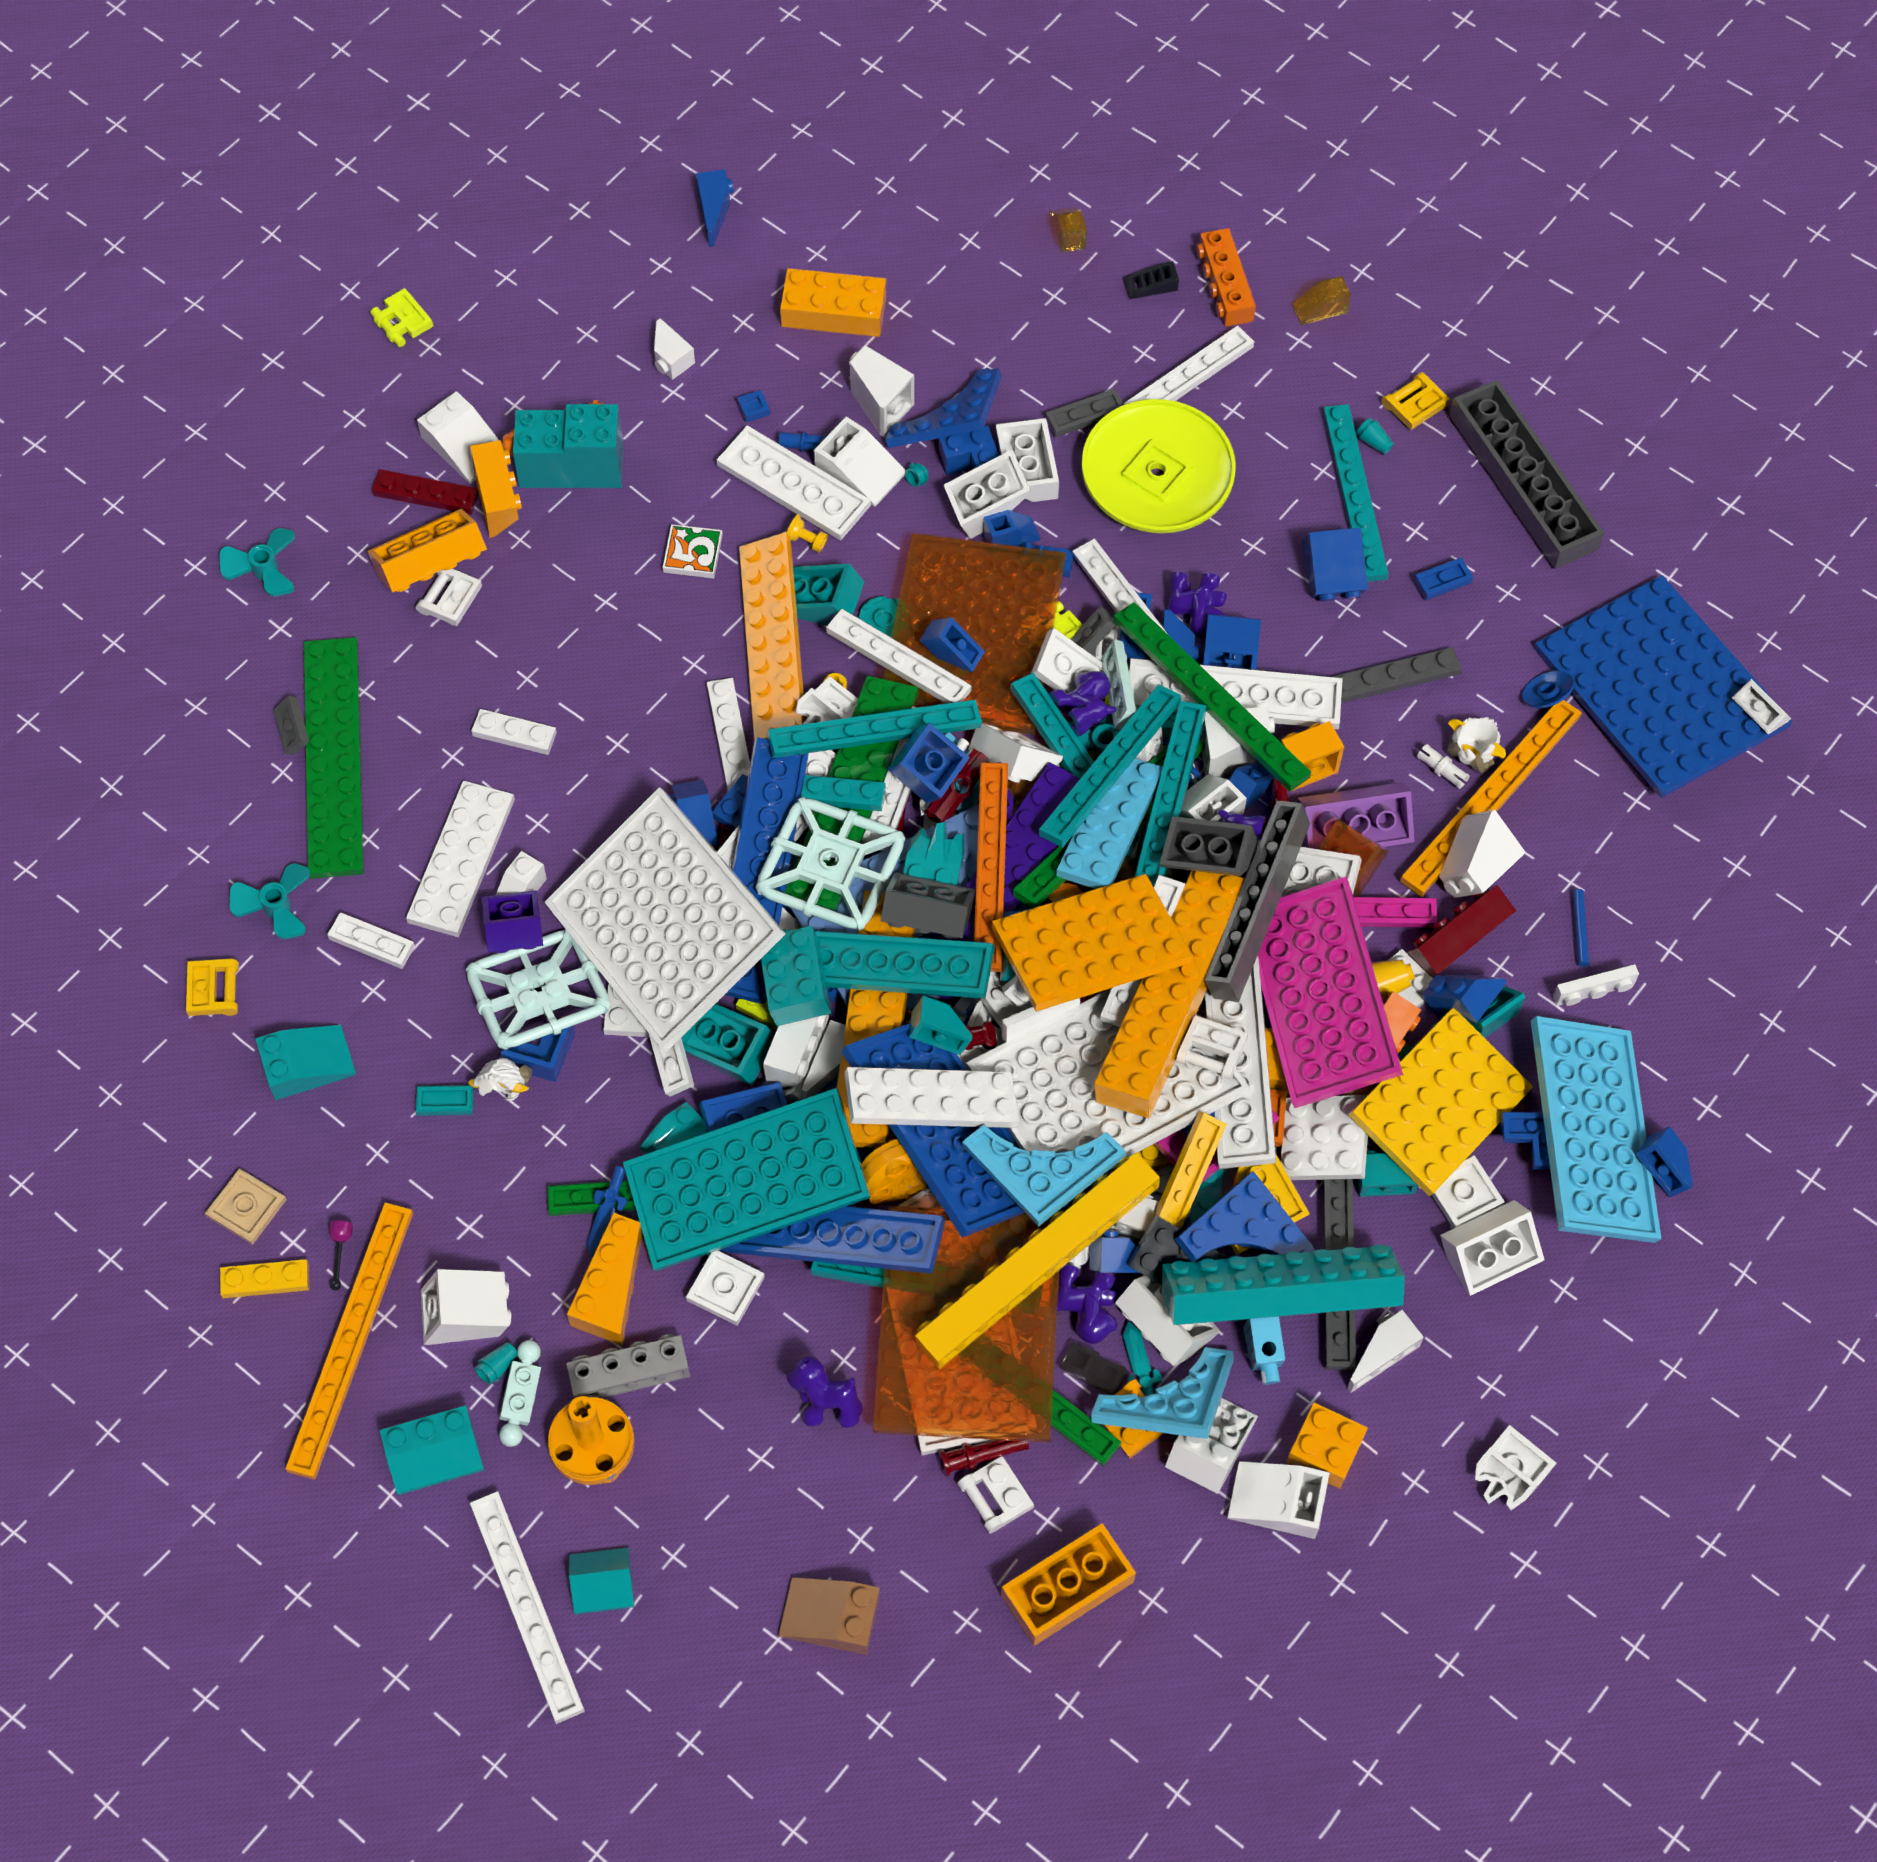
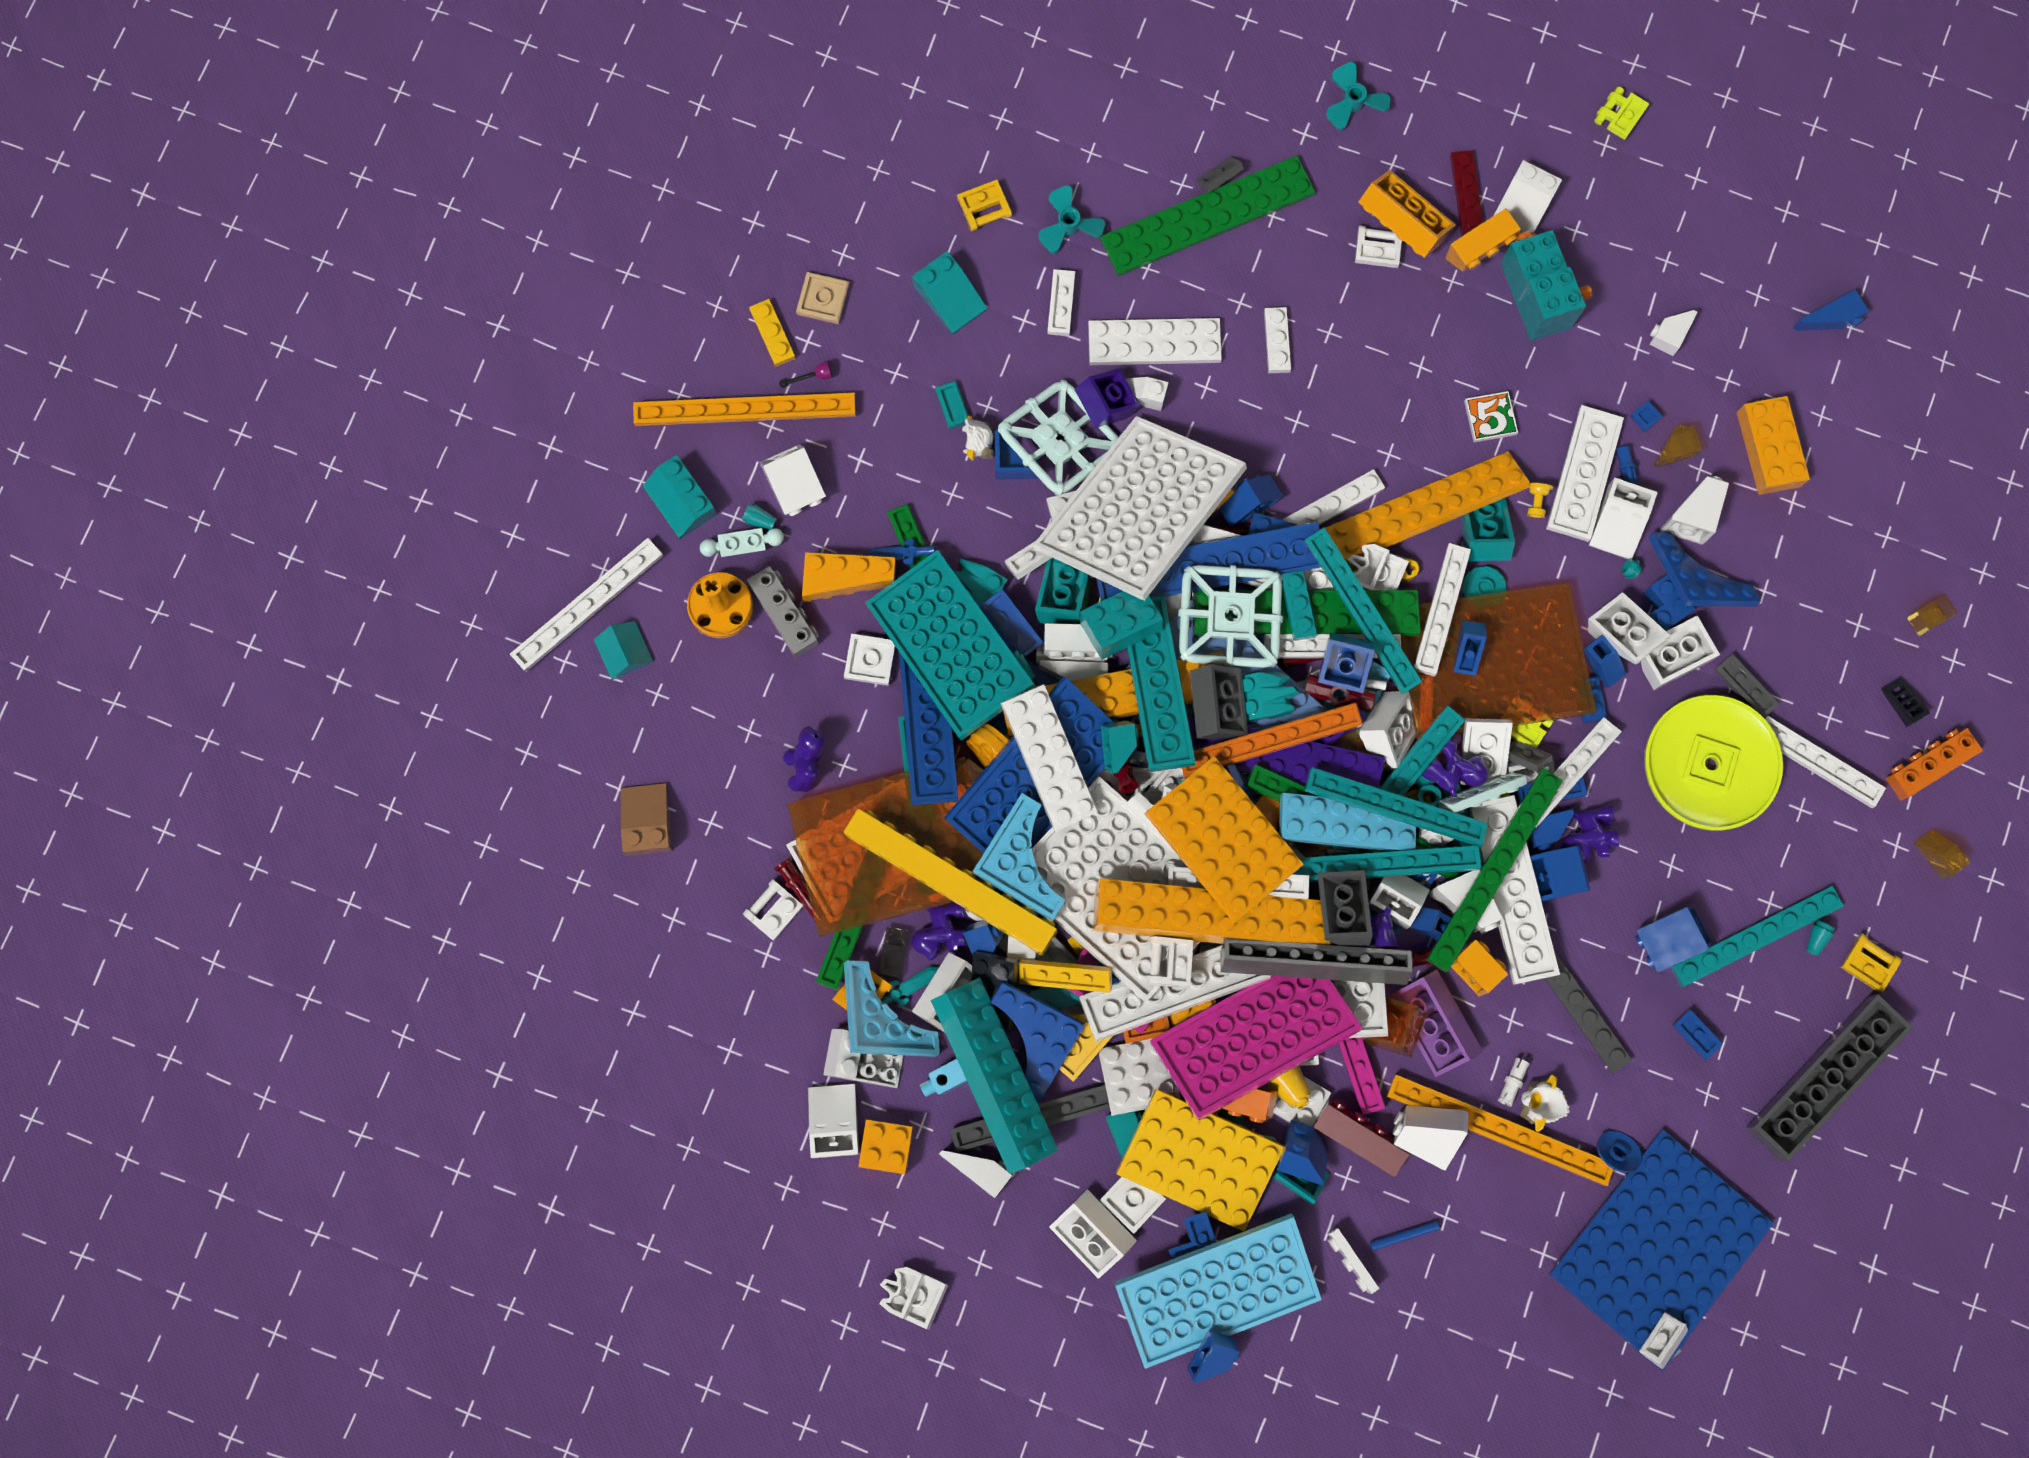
camera: 70 degrees right, 15 degrees up
(798, 386) = (1679, 445): none -> clear yellow slope
(1068, 1584) = (716, 983): light orange brick -> none

